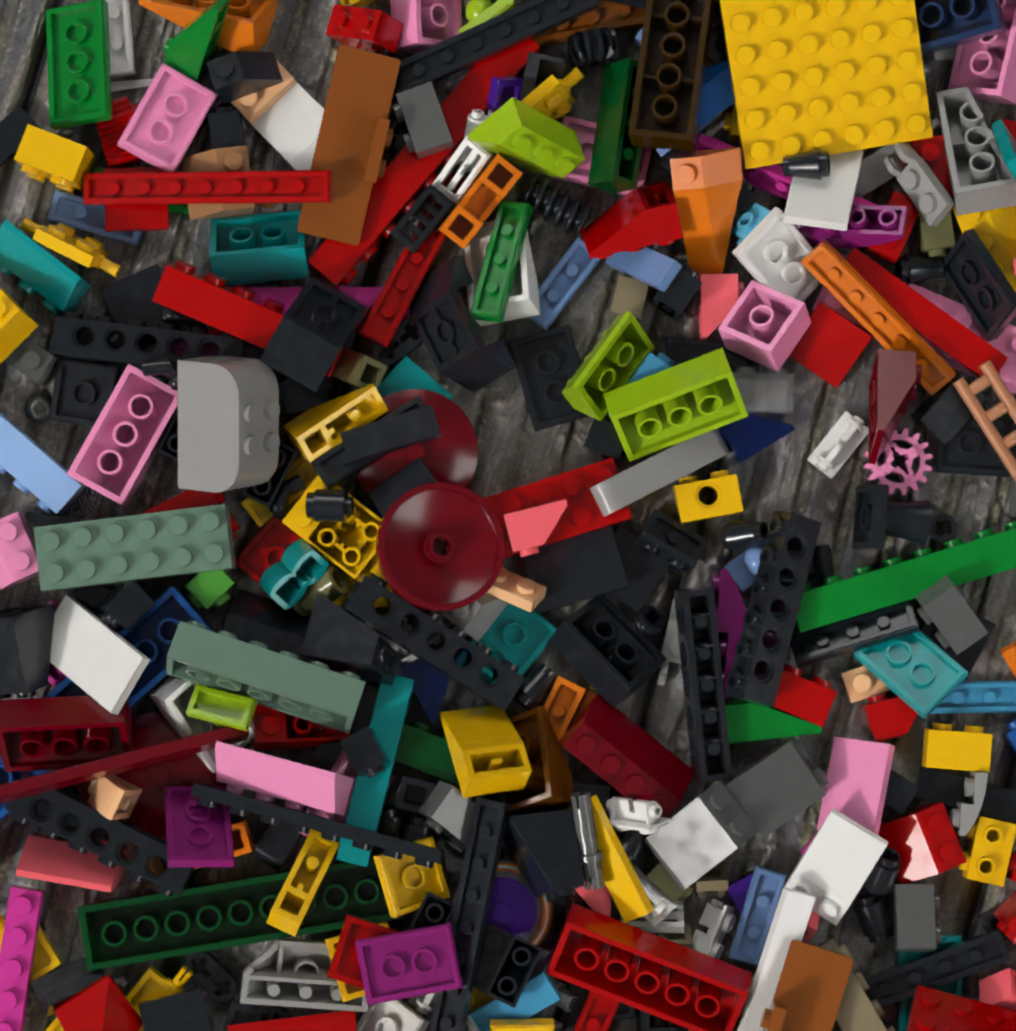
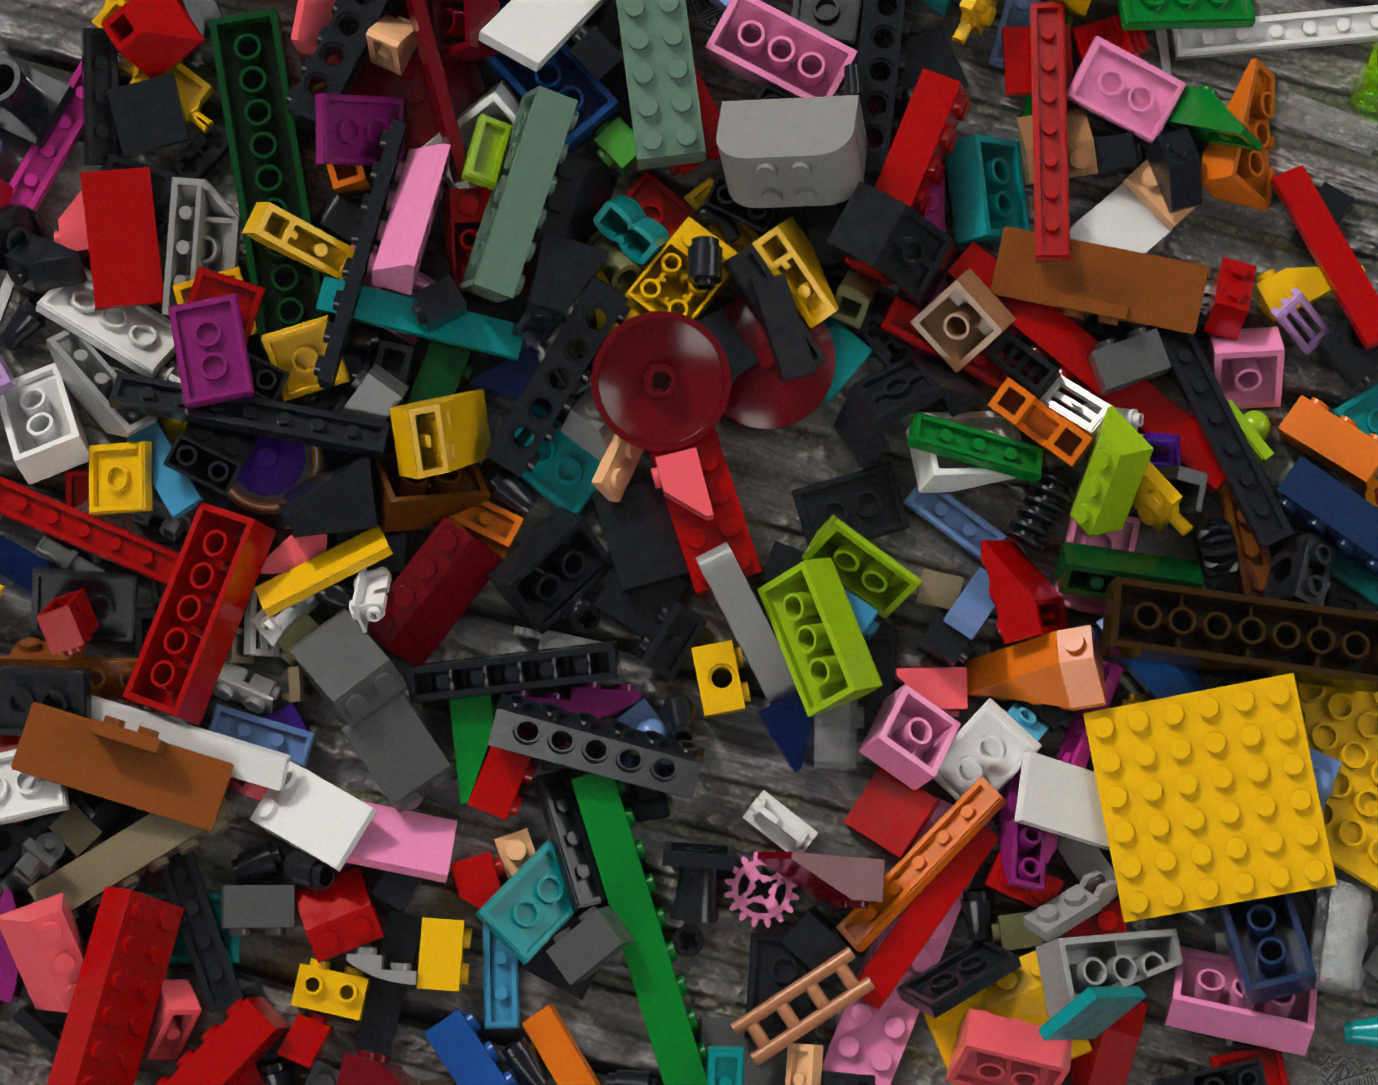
camera: 85 degrees right, 5 degrees down
(383, 270) = (963, 320): none -> medium nougat slope
(587, 840) = (328, 546): dark grey pin -> none
(809, 164) = (1088, 781): black cone -> none

